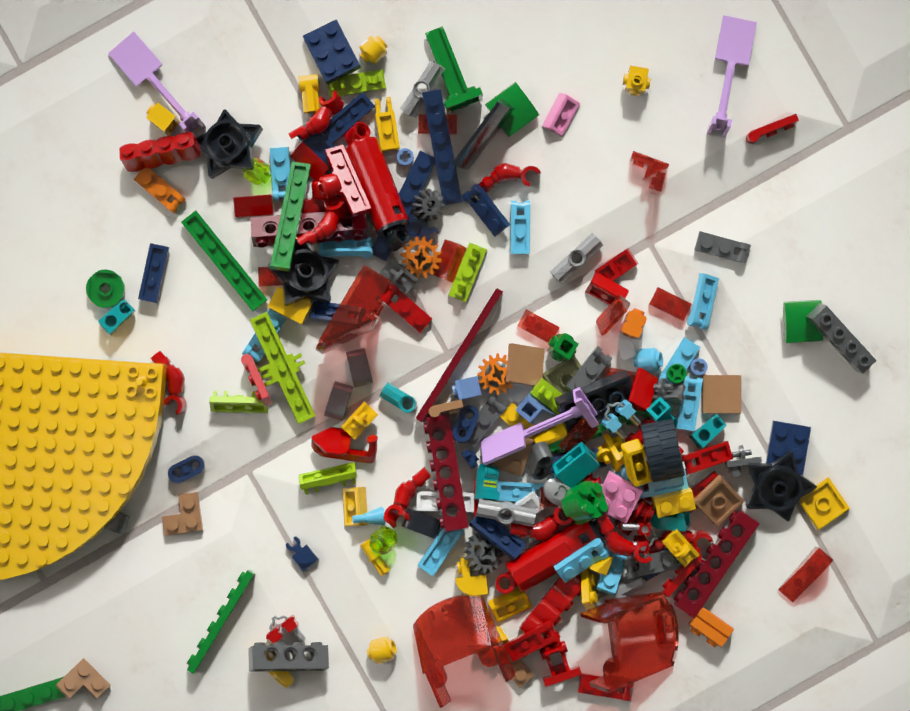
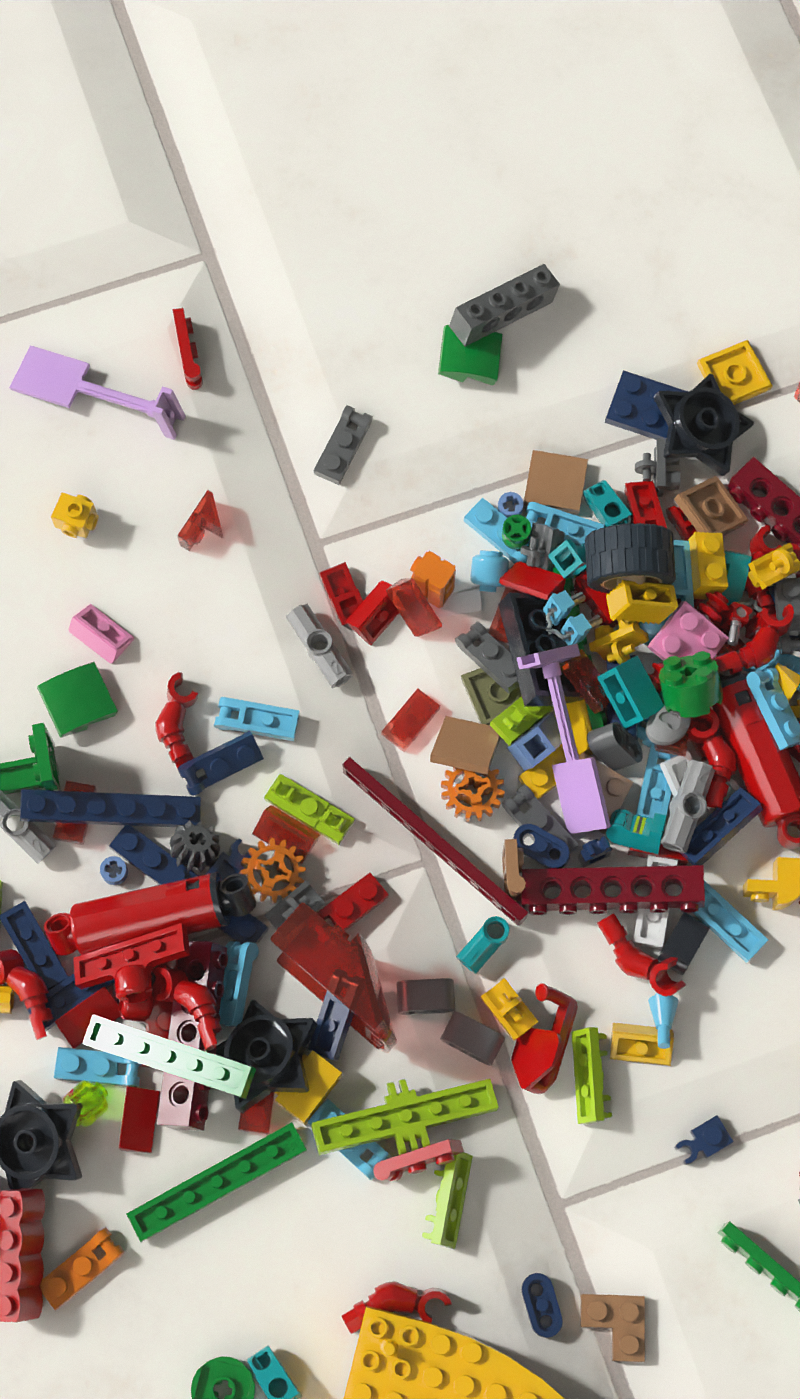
camera: 80 degrees left, 15 degrees down
(153, 273) = (213, 1303): dark blue plate -> none
(375, 558) = (726, 1025): yellow axle -> none
(383, 540) = (702, 1005): clear neon green head -> none
(387, 127) = (59, 888): yellow hinge -> none
(466, 388) = (487, 838): medium blue slope -> none
(482, 555) = (743, 857): dark grey gear -> none
(483, 135) = (105, 742): black slope -> none
(568, 347) = (449, 686): green brick -> none
(656, 183) = (232, 510): clear red plate -> none
(670, 304) = (411, 529): clear red plate -> none
(703, 301) = (417, 481): medium azure plate -> none

